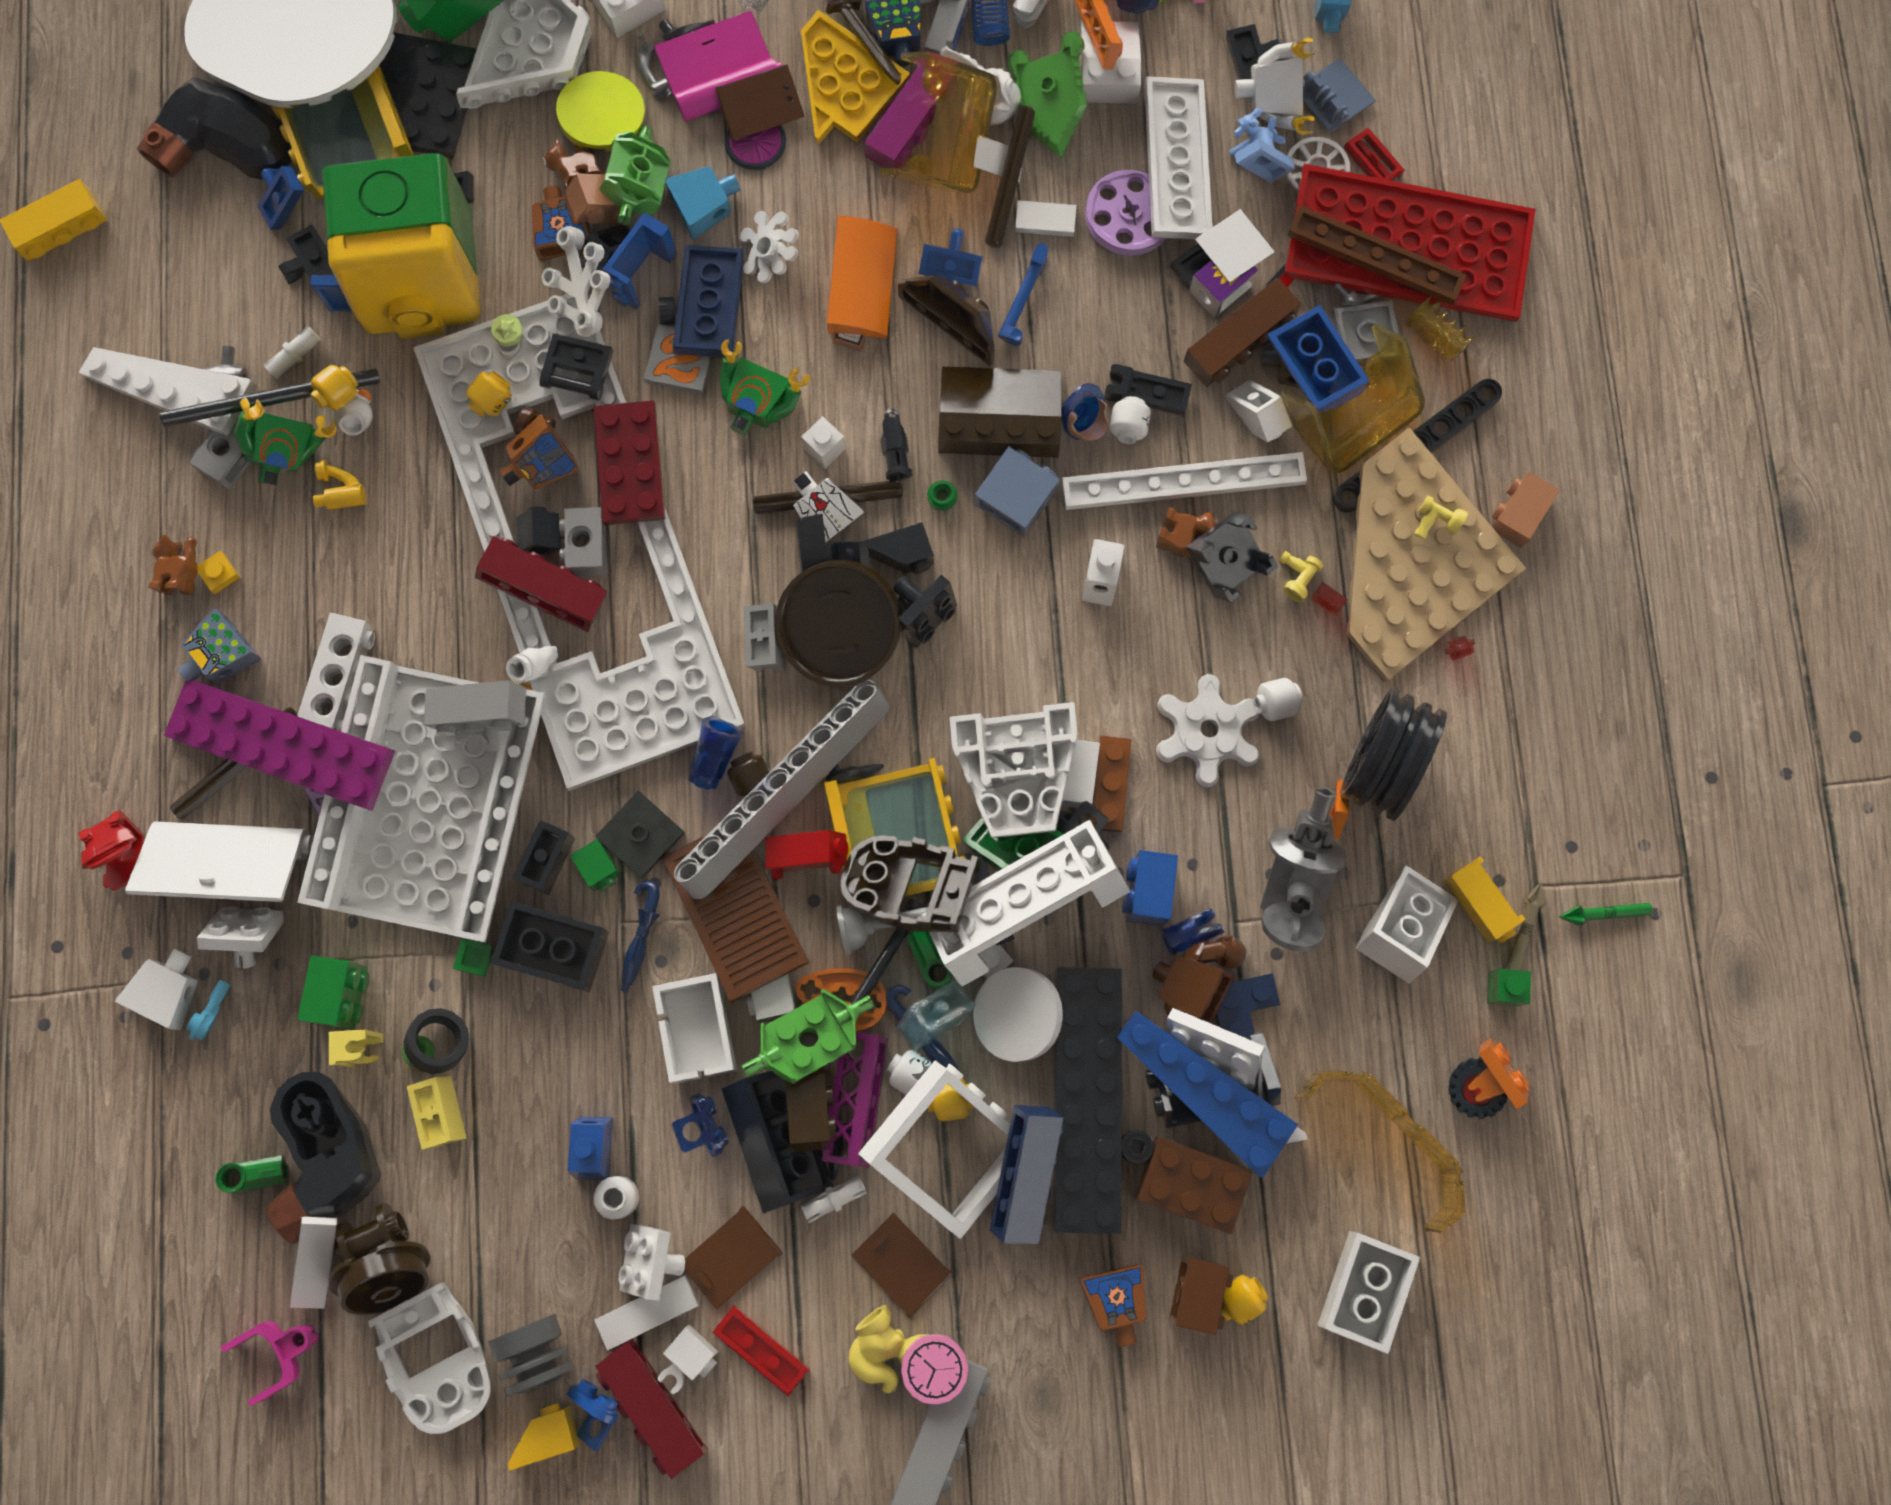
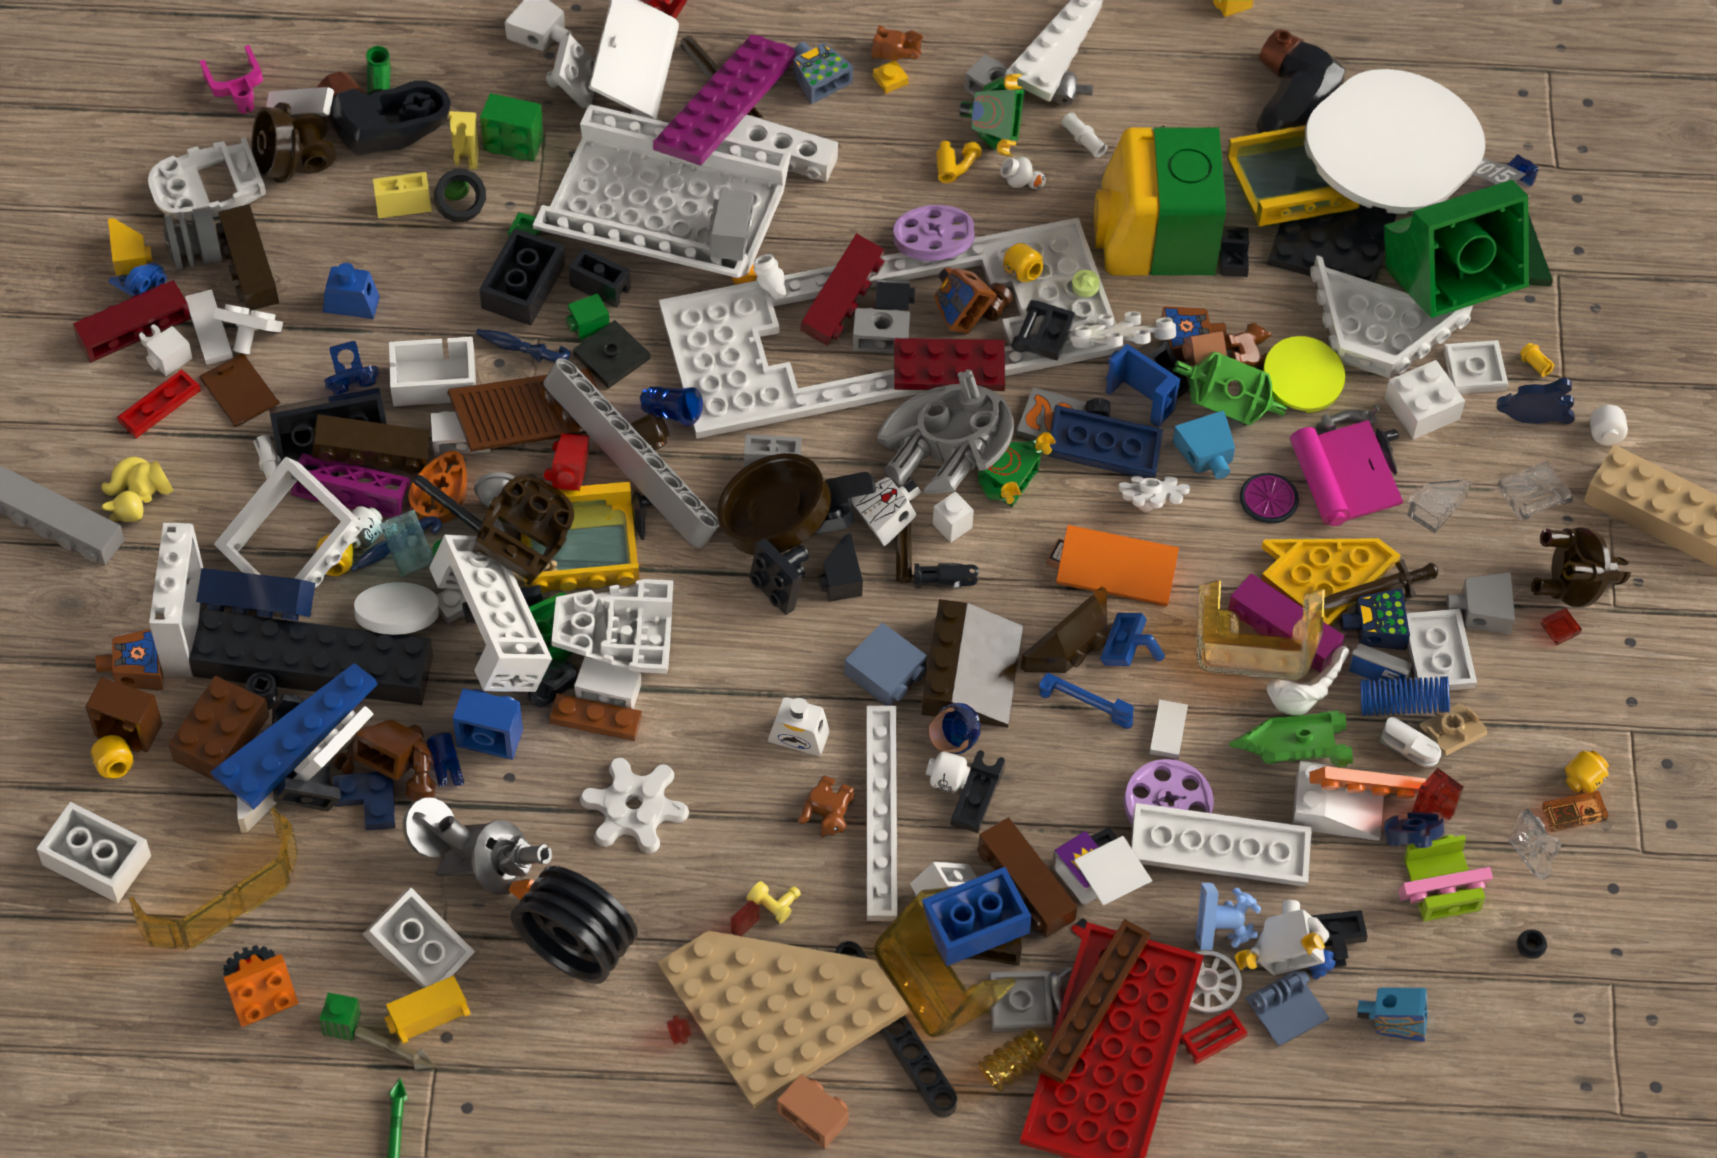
camera: 95 degrees right, 20 degrees down
(201, 1024) = (507, 49): medium azure plate -> none
(266, 398) = (1034, 108): black piece -> none
(281, 196) = (1235, 128): blue plate -> none
(333, 387) = (1037, 150): yellow head -> none
(459, 497) = (940, 233): none -> lavender wedge
(544, 1283) = (247, 257): none -> dark brown brick
(616, 1197) = (305, 307): white head -> none
(725, 449) = (950, 423): none -> light grey piece
(760, 102) = (1302, 497): reddish brown container -> none
(827, 1018) = (405, 420): bright green plate -> none
(902, 1265) = (206, 508): reddish brown container -> none
(934, 1369) = (111, 507): bright pink tile -> none
(942, 487) = (895, 604): green plate -> none
(991, 156) = (1230, 689): white sticker -> none
(1010, 176) = (1212, 697): dark brown axle -> none
(1061, 1259) = (177, 563): none -> white window
(1230, 555) = (796, 832): black panel -> none
(1278, 699) = (650, 858): white head -> none
(1432, 511) = (815, 1008): light yellow piece -> none

